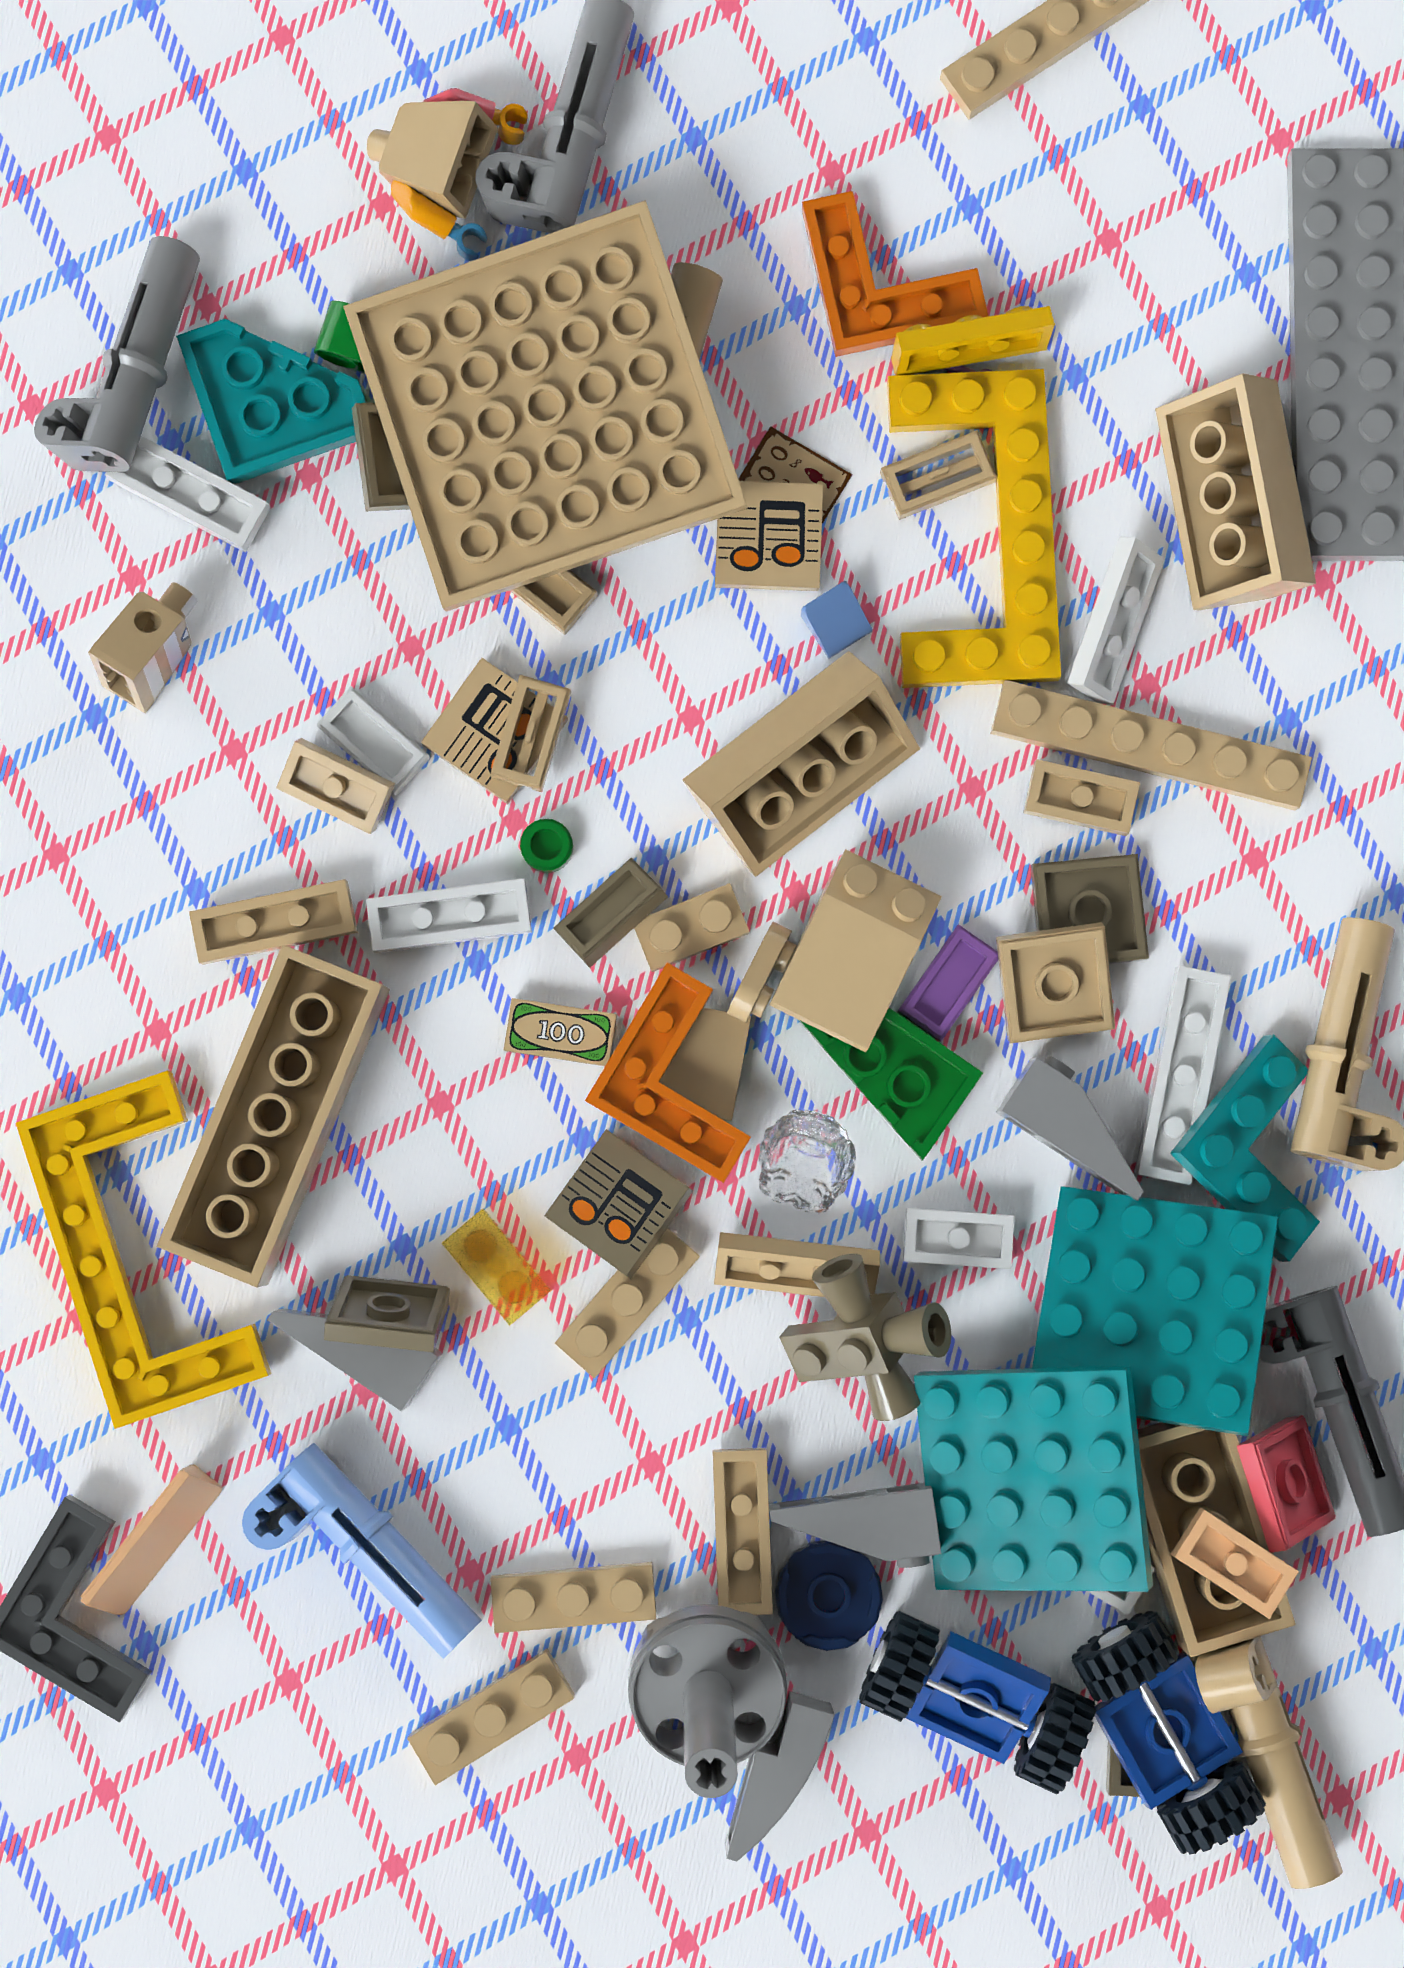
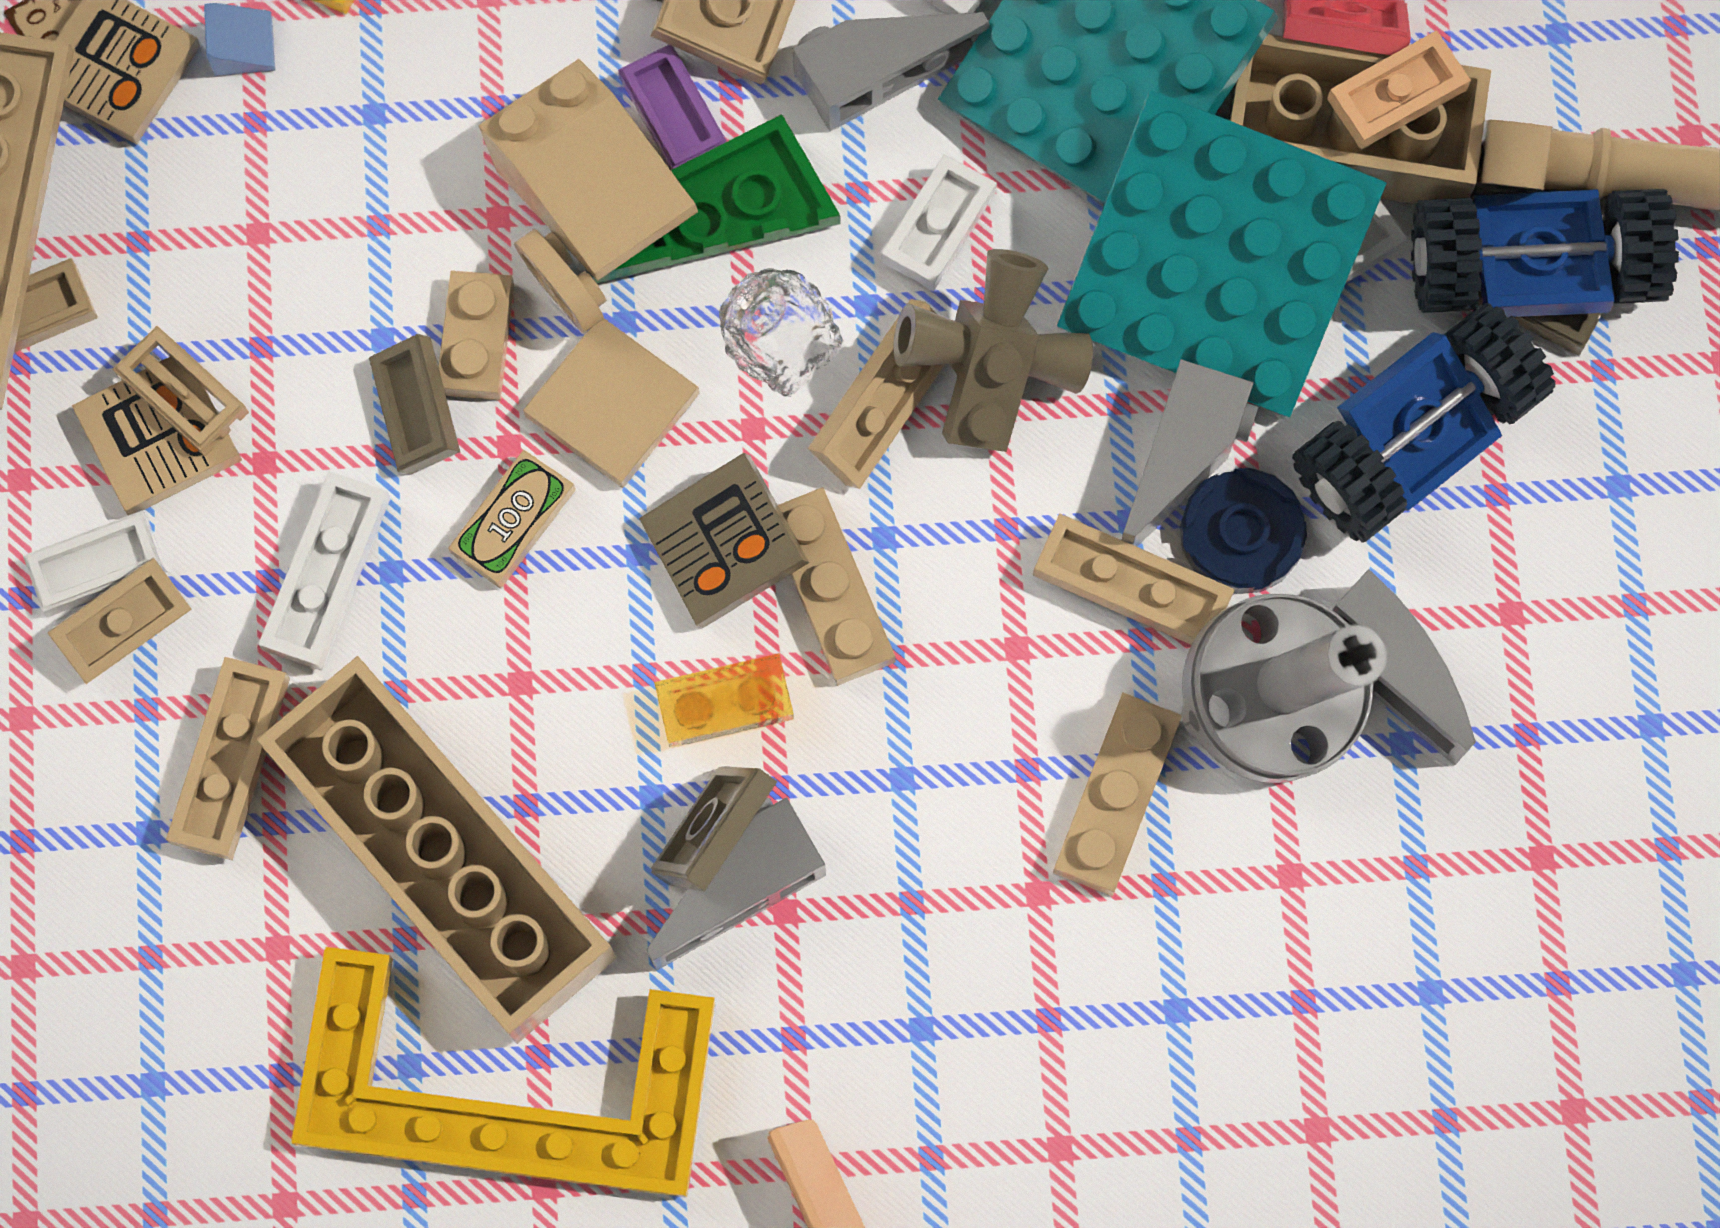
camera: 65 degrees left, 10 degrees down
(325, 1498) = (869, 997): light blue piece -> none
(491, 1716) = (1203, 943): tan plate -> none
(546, 845) = (308, 439): green tile -> none
(631, 1079) = (624, 462): orange plate -> none
(802, 762) = (366, 138): tan slope -> none

